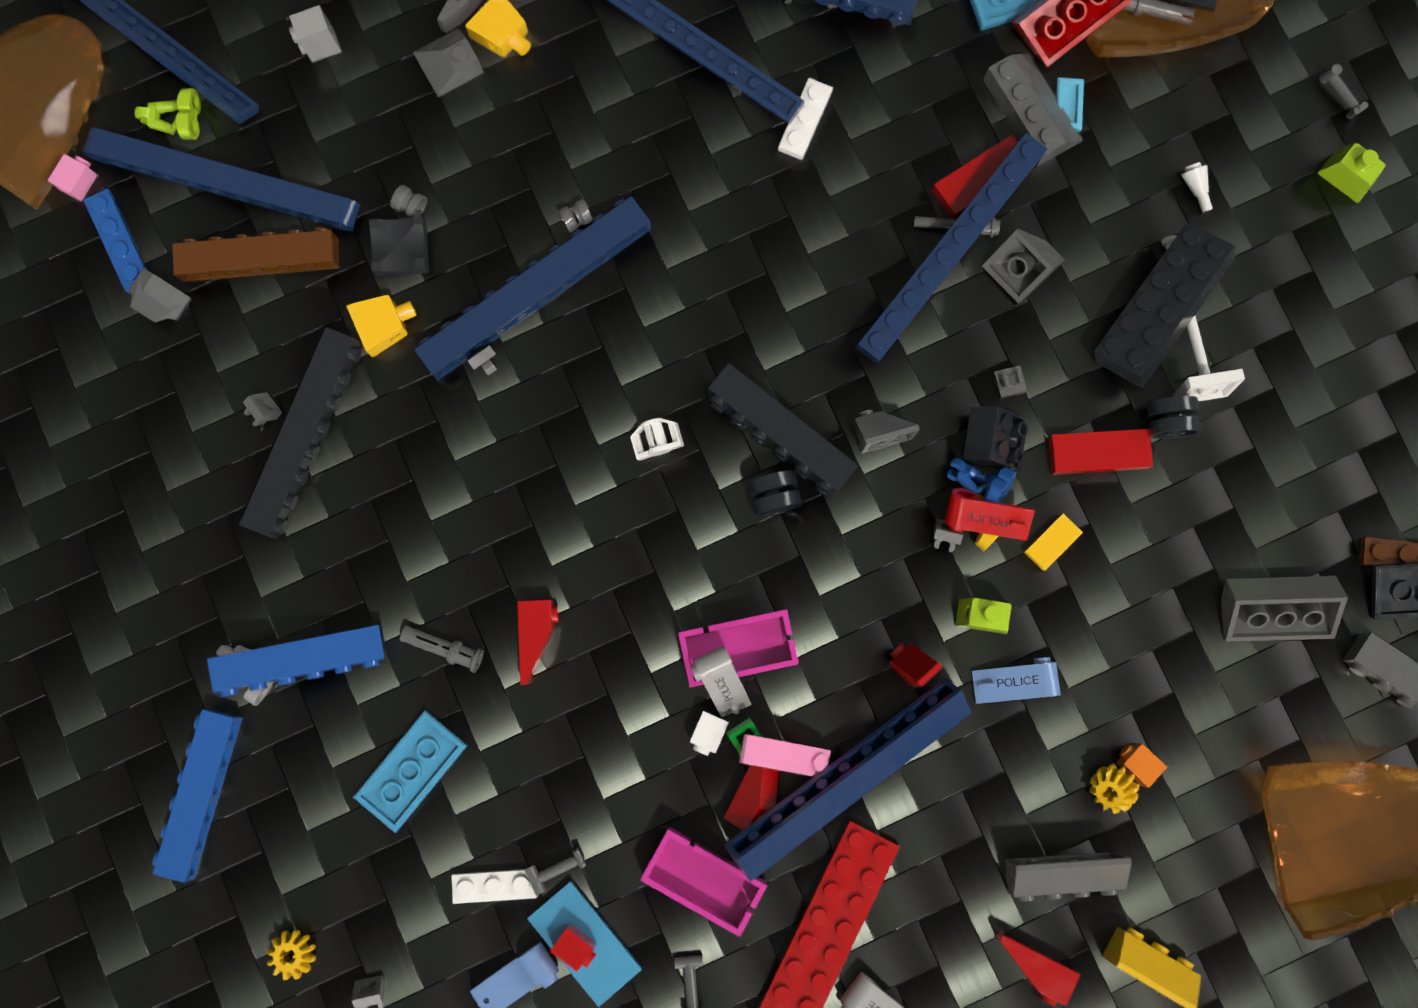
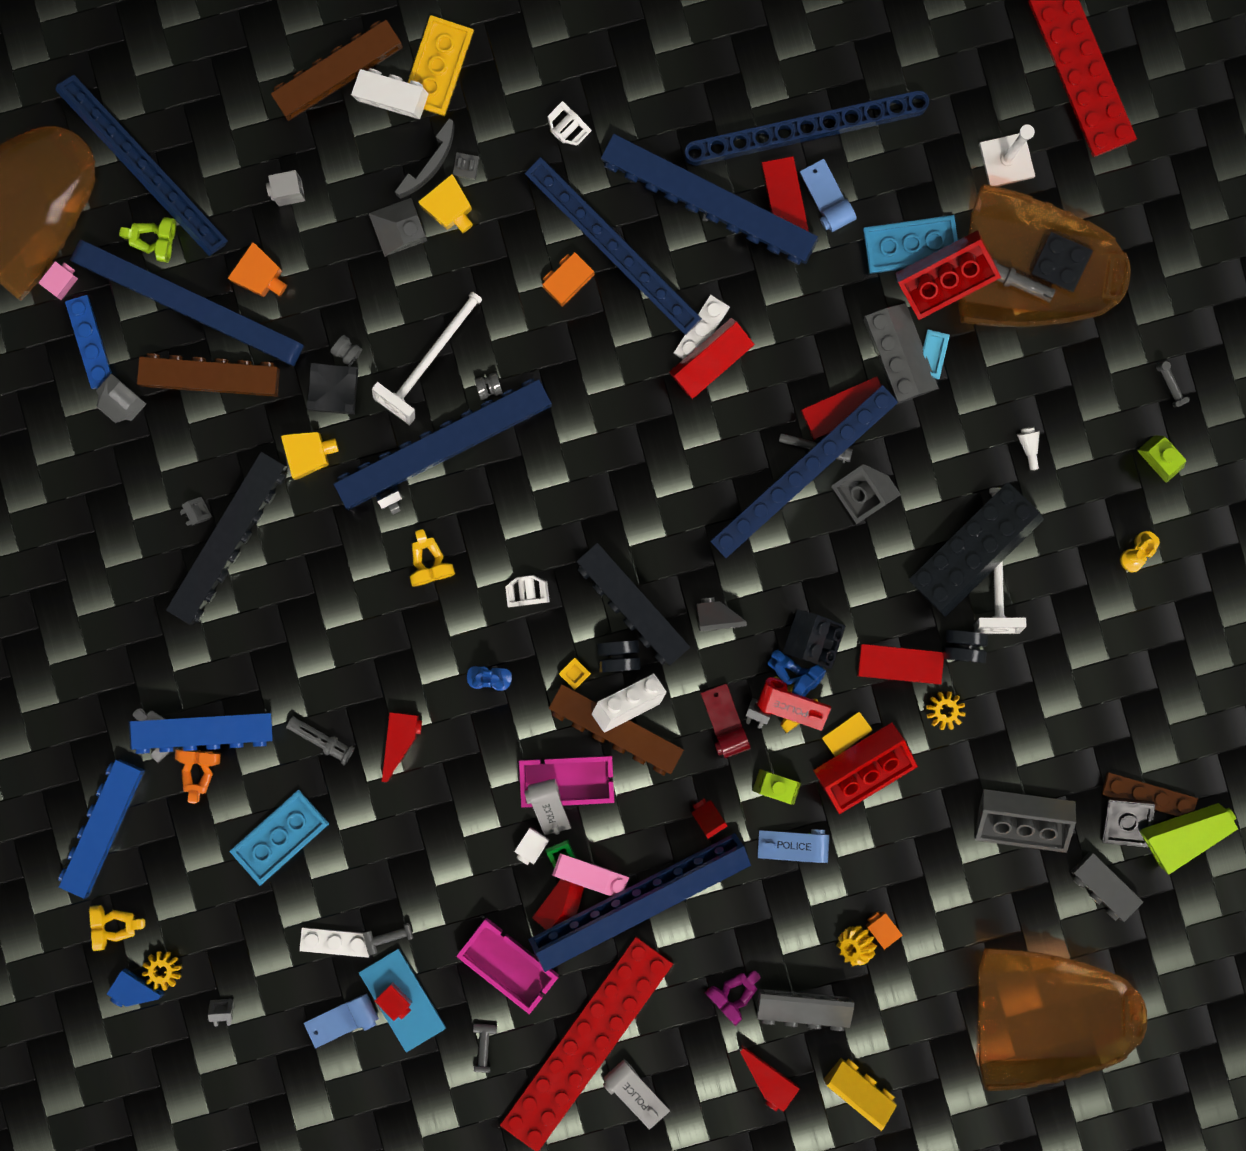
camera: 10 degrees right, 5 degrees up
(206, 909) = (100, 935): none -> yellow piece
(257, 984) = (132, 990): none -> blue slope
(296, 134) = (257, 273): none -> orange torso
(309, 693) = (204, 759): none -> orange piece
(471, 247) = (395, 401): none -> white tile
(537, 438) = (437, 571): none -> yellow piece
(637, 542) = (483, 677): none -> blue piece
(646, 85) = (567, 278): none -> orange brick
(726, 523) = (574, 673): none -> yellow plate
(785, 579) = (625, 737): none -> reddish brown brick
(795, 544) = (628, 703): none -> white brick
(823, 144) = (711, 358): none -> red piece
(910, 550) = (725, 721): none -> dark red door
(963, 877) = (720, 997): none -> magenta piece
(1009, 382) = (836, 591): dark grey tile -> none
(1083, 577) = (865, 768): none -> red slope
(1168, 505) = (942, 717): none -> yellow gear
(1350, 274) = (1145, 546): none -> yellow piece

